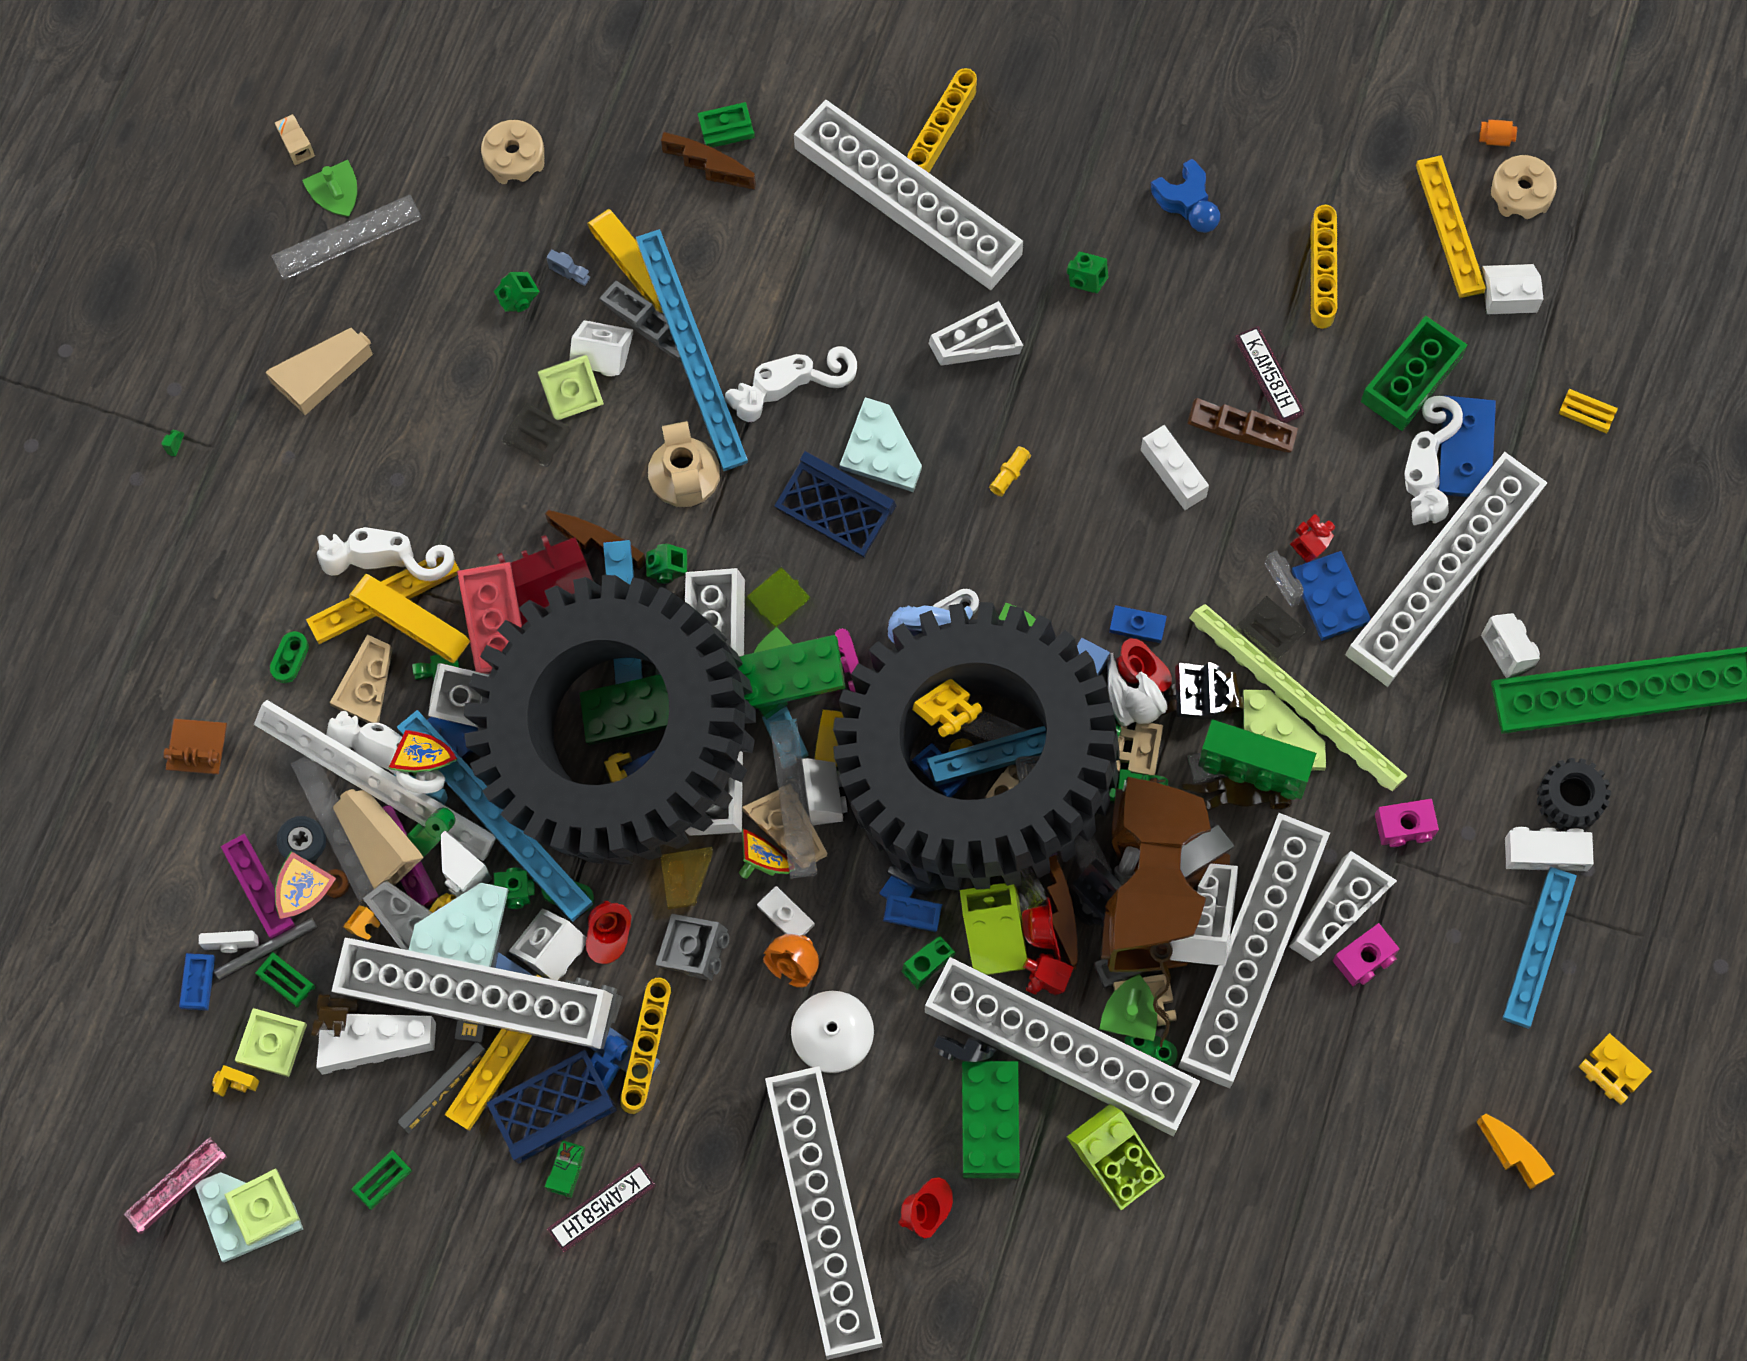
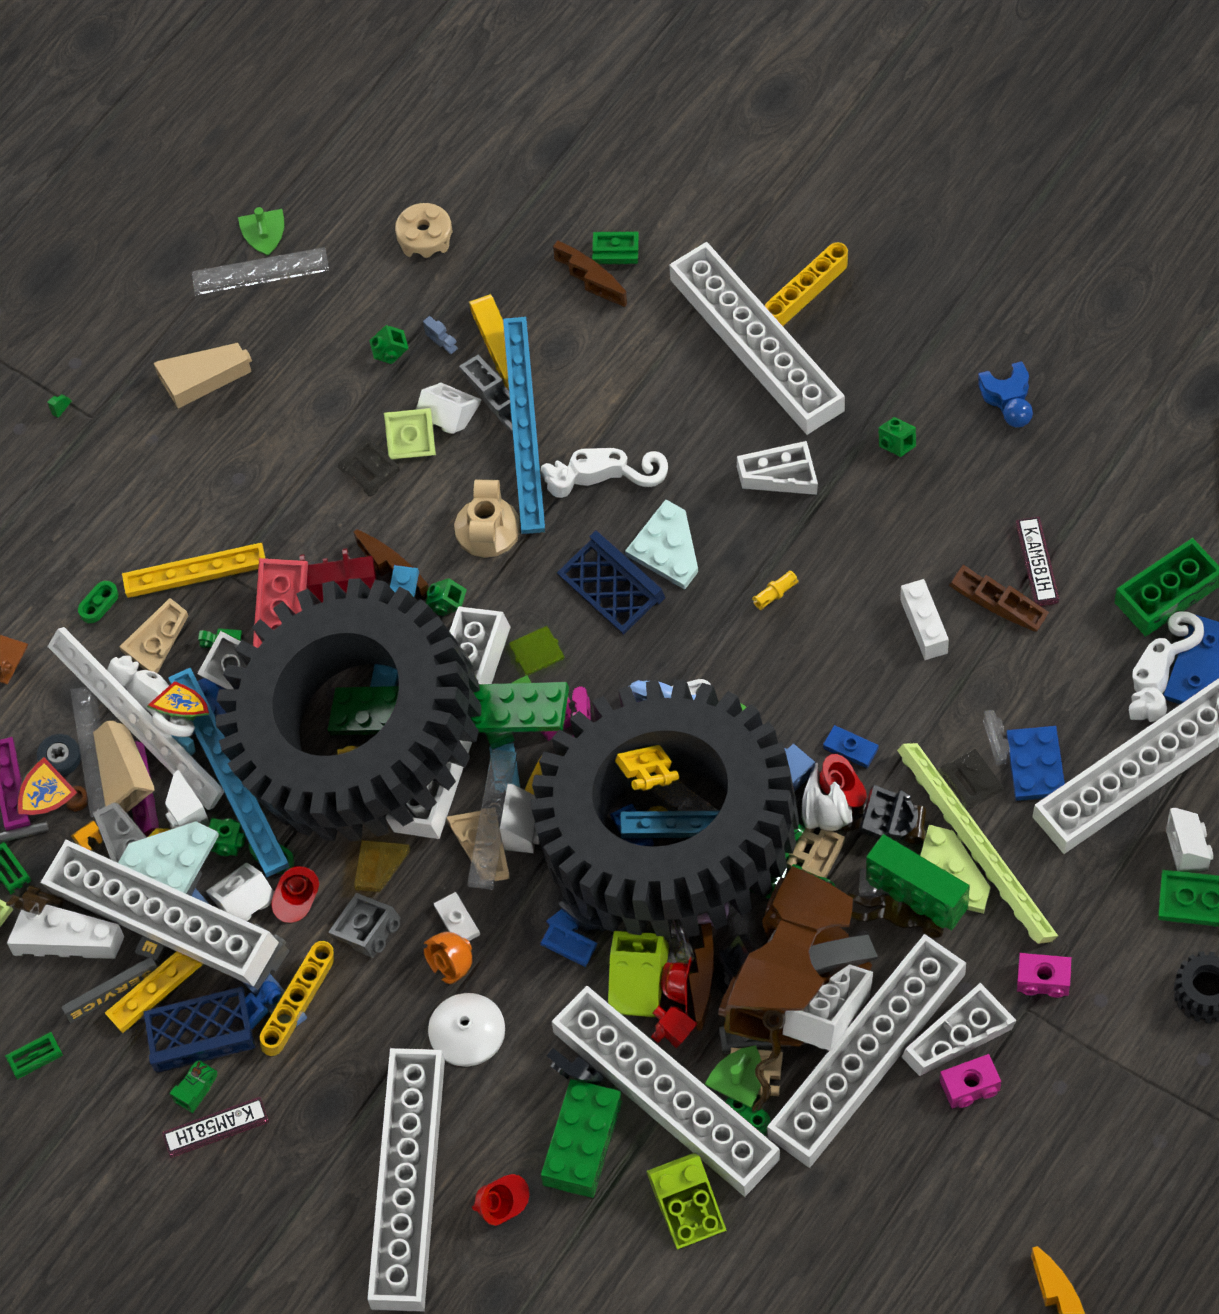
camera: 20 degrees right, 10 degrees down
(294, 139) = (241, 182): tan leg -> none
(379, 552) = (202, 531): white animal -> none
(409, 618) = (209, 591): yellow beam -> none
(426, 838) = (162, 774): green leg -> none
(762, 856) = (449, 862): shield -> none
(927, 962) = (567, 987): green leg -> none
(1312, 543) = (1032, 708): red piece -> none
(1319, 276) = (1114, 488): yellow beam -> none
(1539, 947) = (1135, 1115): dark azure plate -> none
(1549, 849) = (1170, 1031): white brick -> none
(1620, 1064) = (1182, 1238): yellow plate -> none

